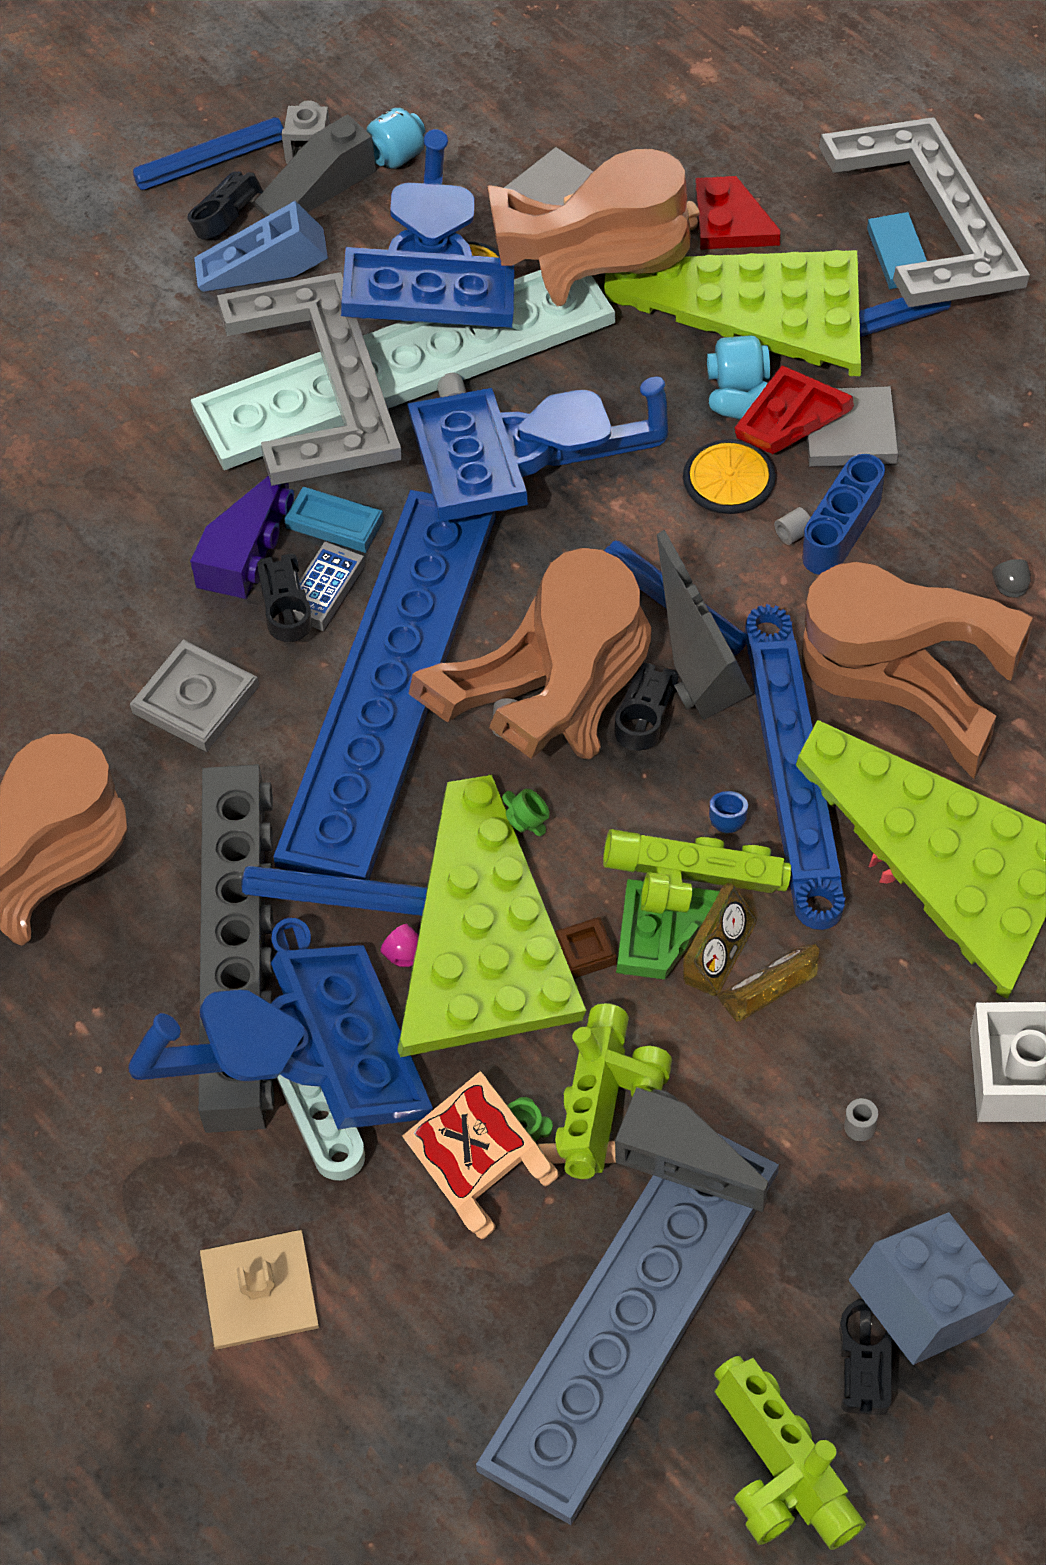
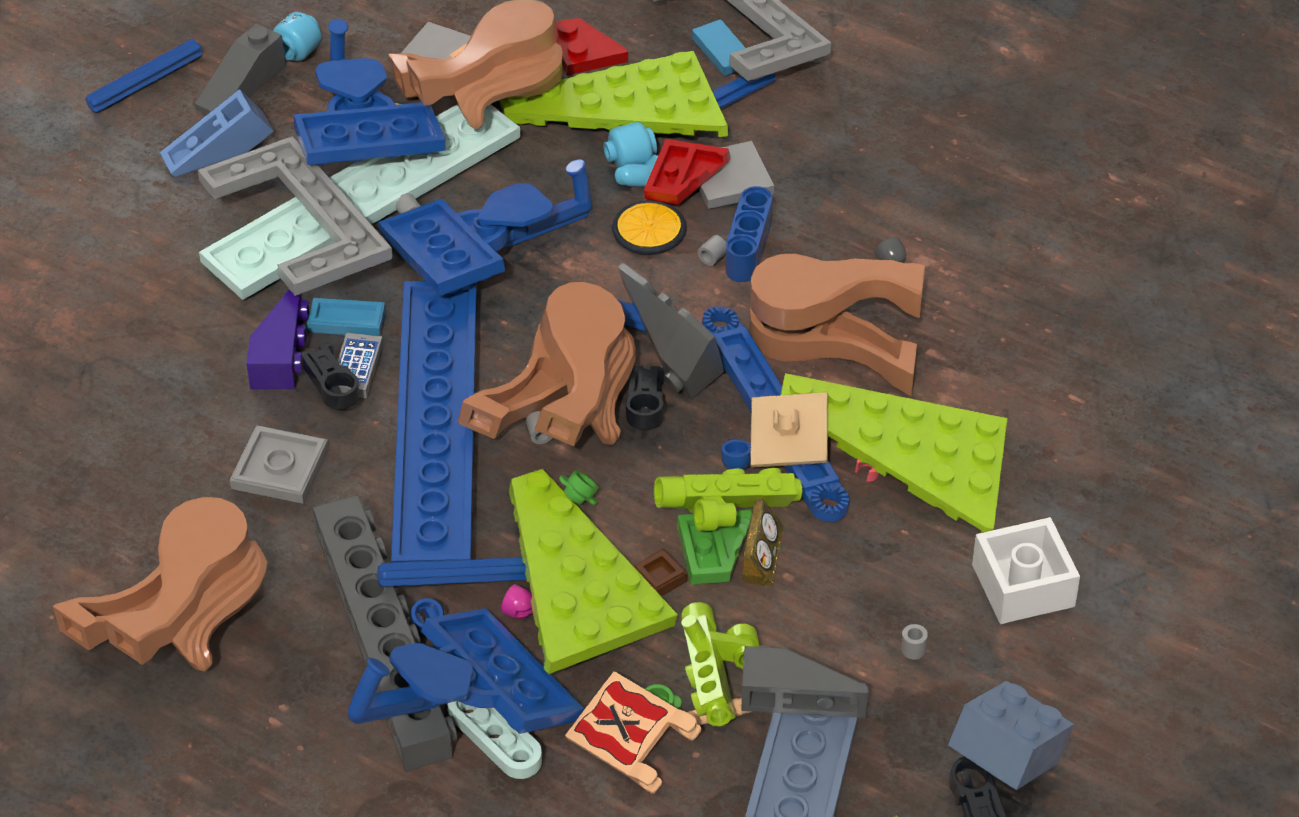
camera: 20 degrees left, 10 degrees down
(222, 205) = (171, 109): black piece -> none
(301, 125) = (217, 38): light grey brick -> none
(770, 982) = (812, 564): clear yellow slope -> none
(798, 798) = (789, 430): none -> tan piece

